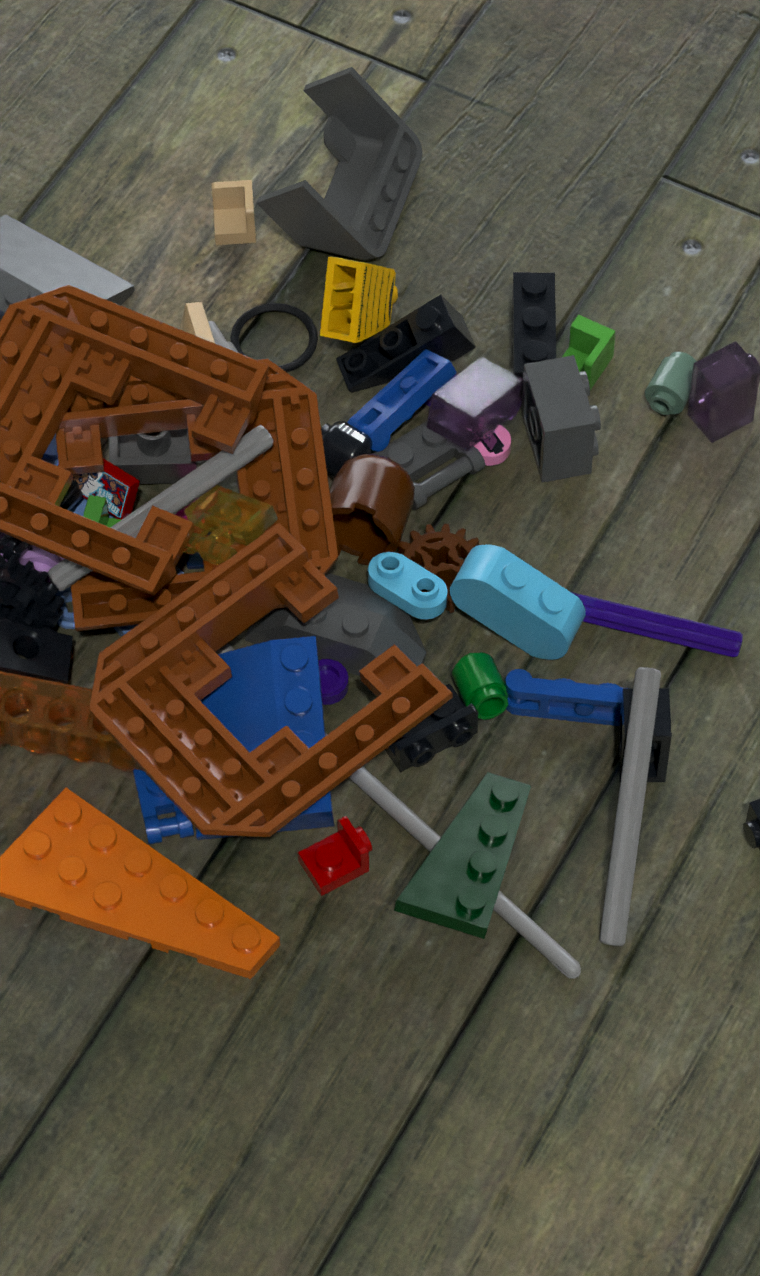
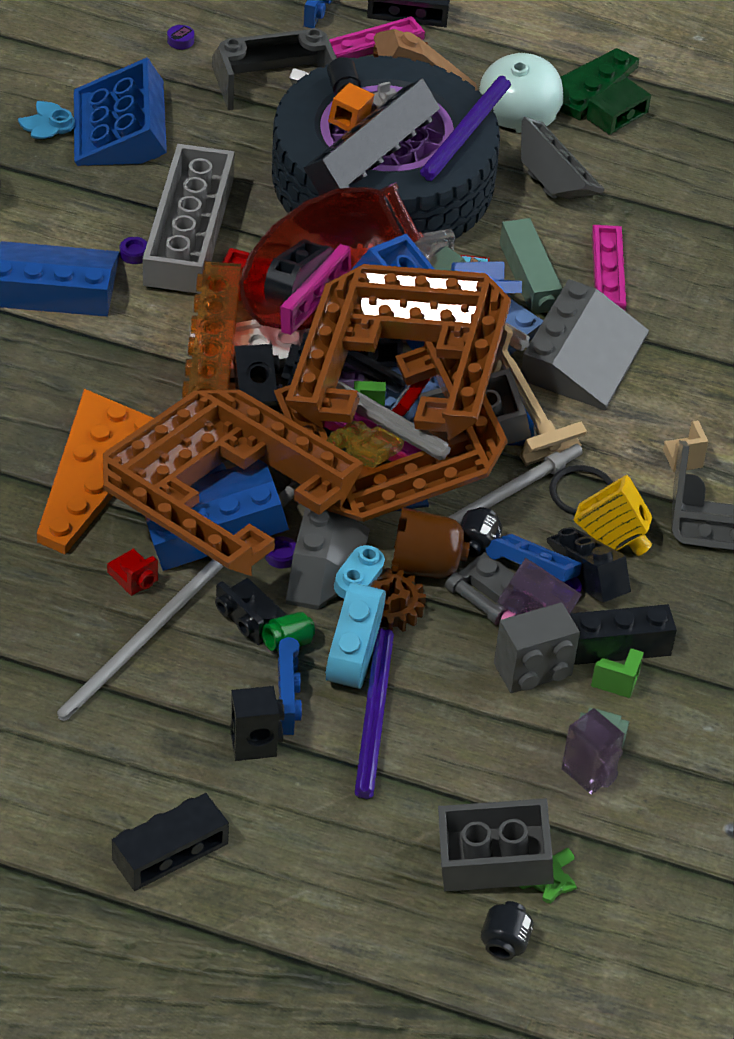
camera: 75 degrees right, 10 degrees down
(468, 863) = (133, 637): dark green wing -> none
(630, 806) = (181, 707): light grey axle -> none

